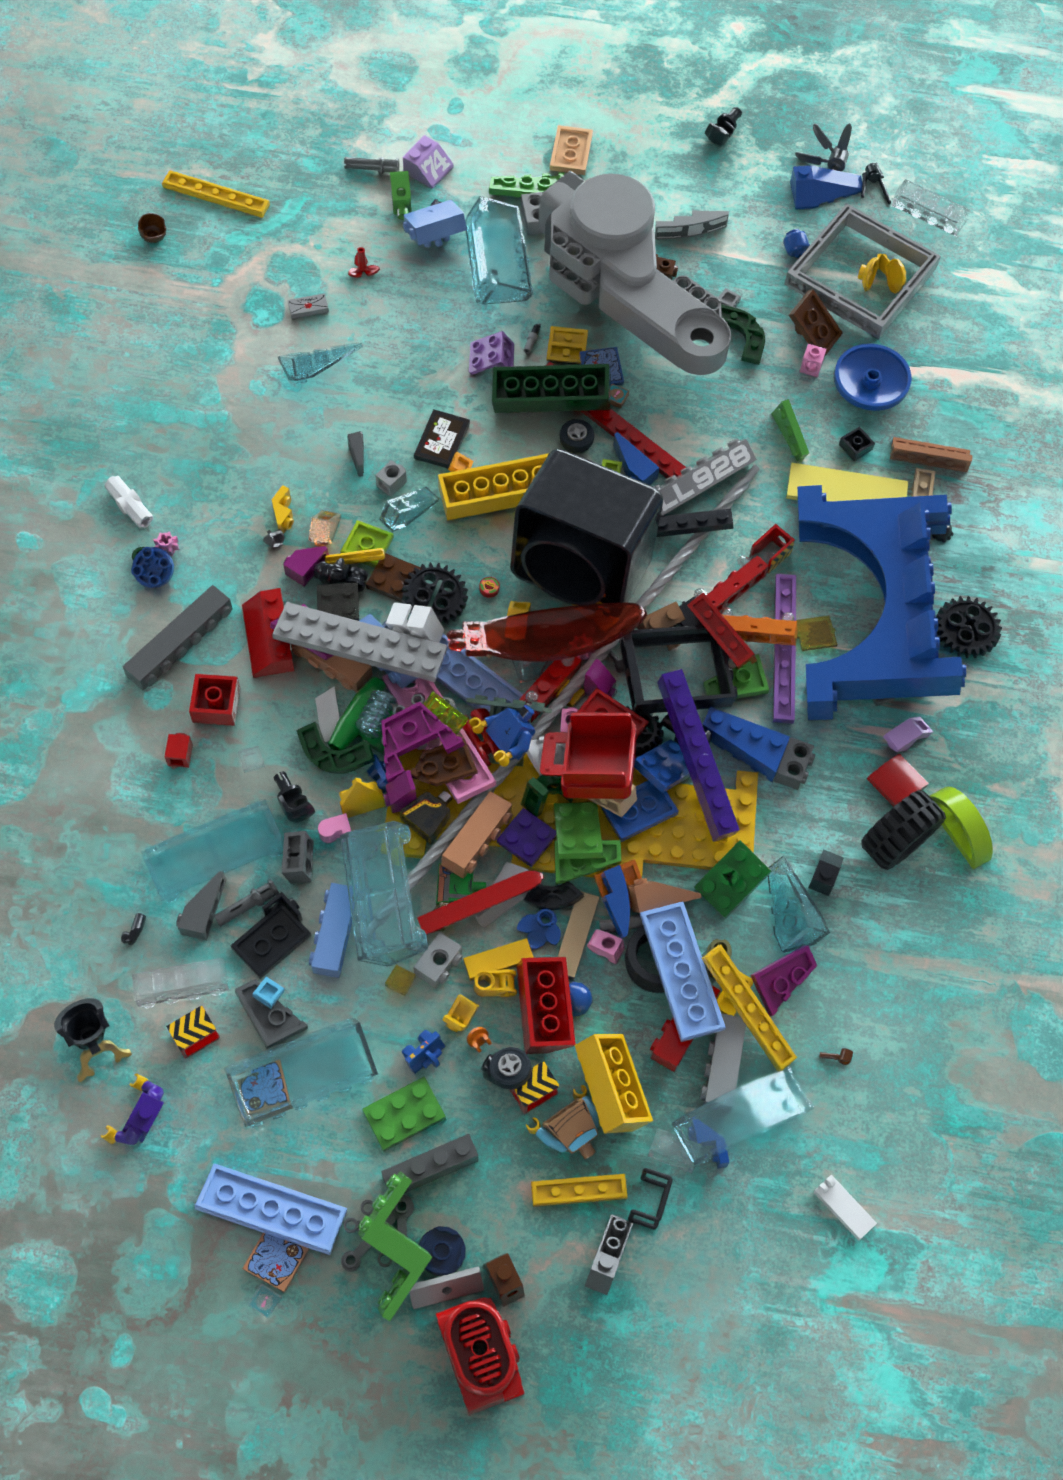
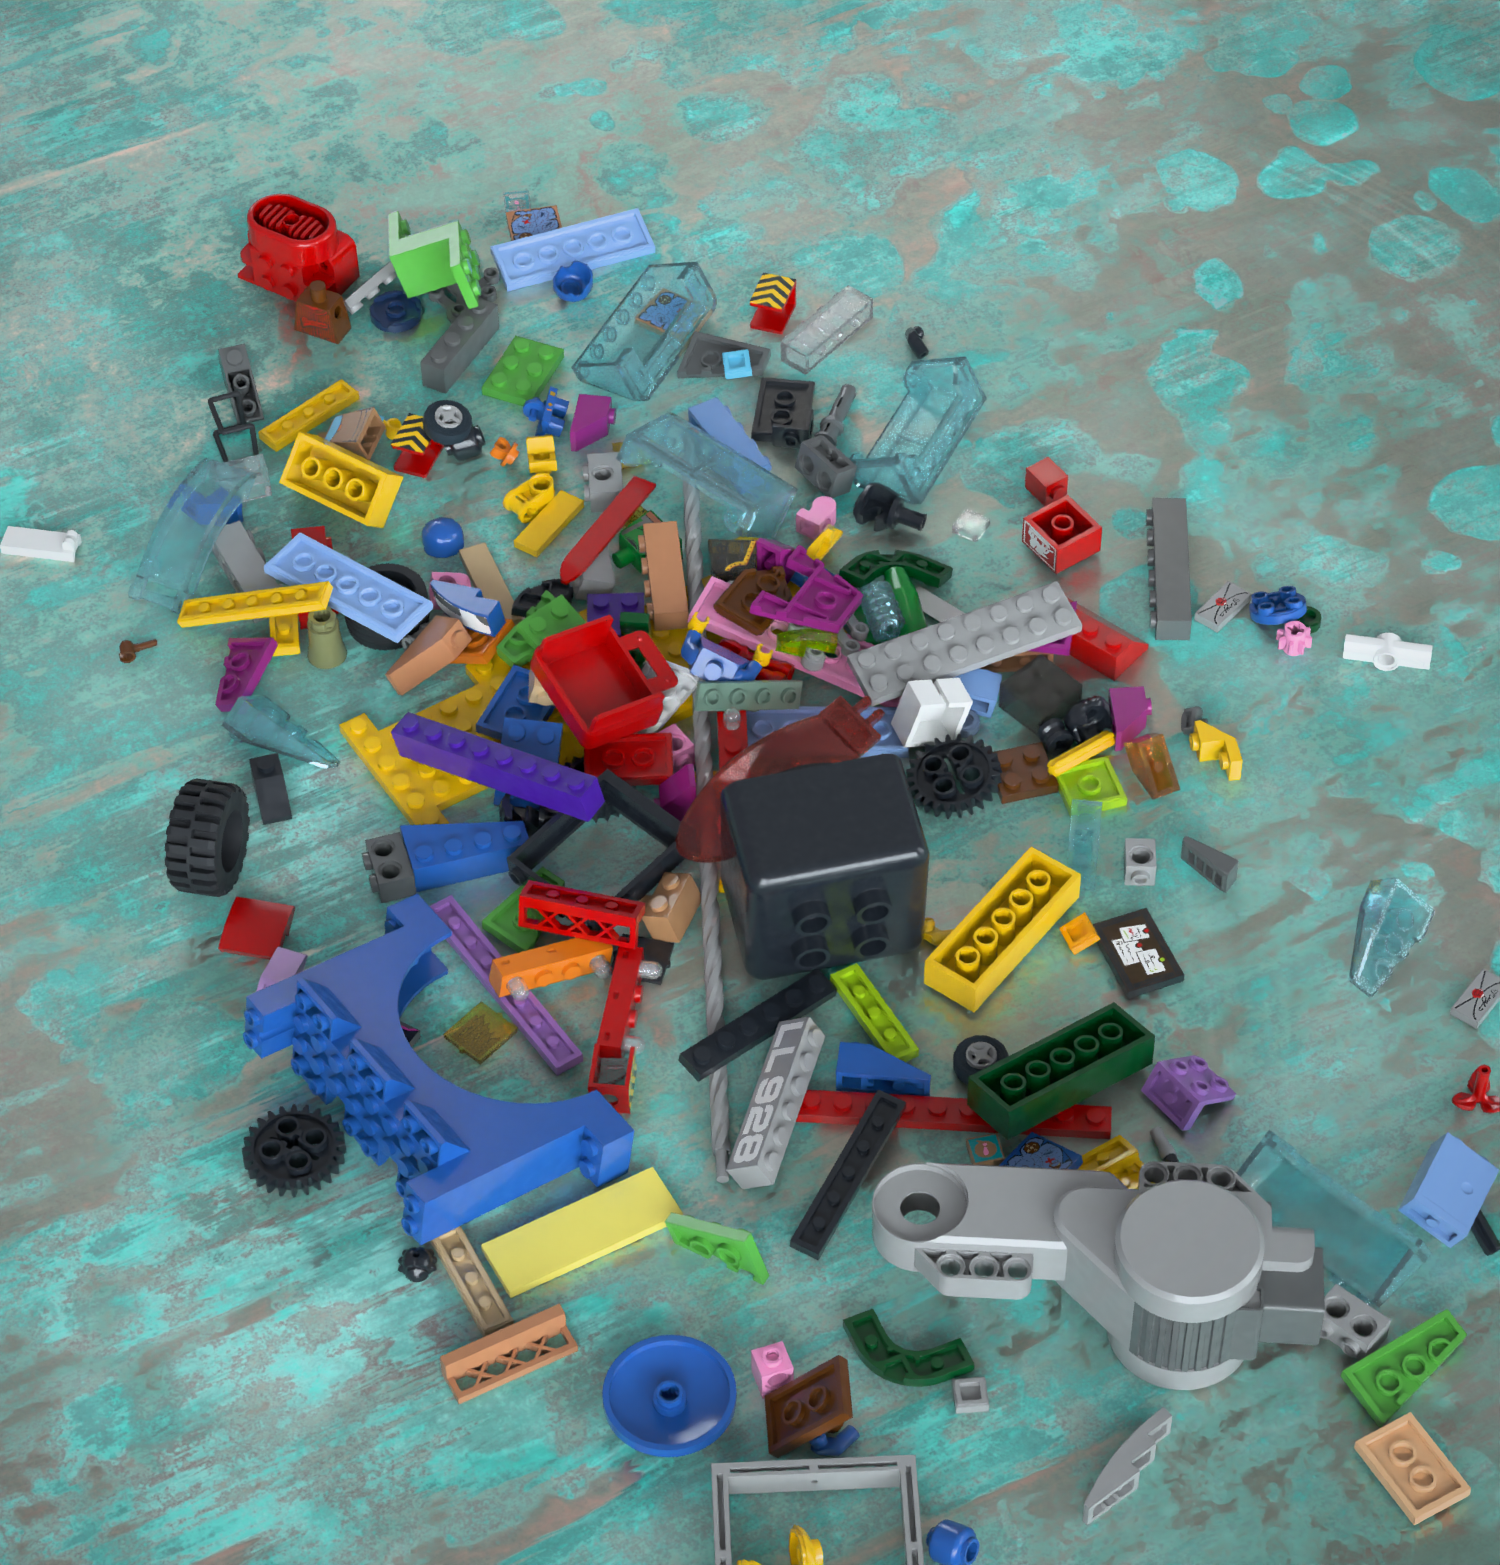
camera: 145 degrees right, 15 degrees down
(84, 1027) = (865, 246): black helmet -> none
(141, 1116) = (749, 232): dark purple torso -> none
(175, 597) = (1222, 606): none -> light grey tile
(200, 910) = (868, 377): dark grey slope -> none
(303, 1166) = (573, 282): none -> blue hair
(402, 1022) = (591, 420): none -> magenta slope
(540, 932) = (531, 570): blue plate -> none
(545, 1004) = (466, 500): red slope -> none
(667, 267) = (1097, 1367): reddish brown brick -> none
(696, 420) = (847, 1174): none -> black plate
(732, 879) = (366, 711): green plate -> none
(856, 443) = (617, 1295): black piece -> none
(964, 826) = (154, 918): lime window -> none

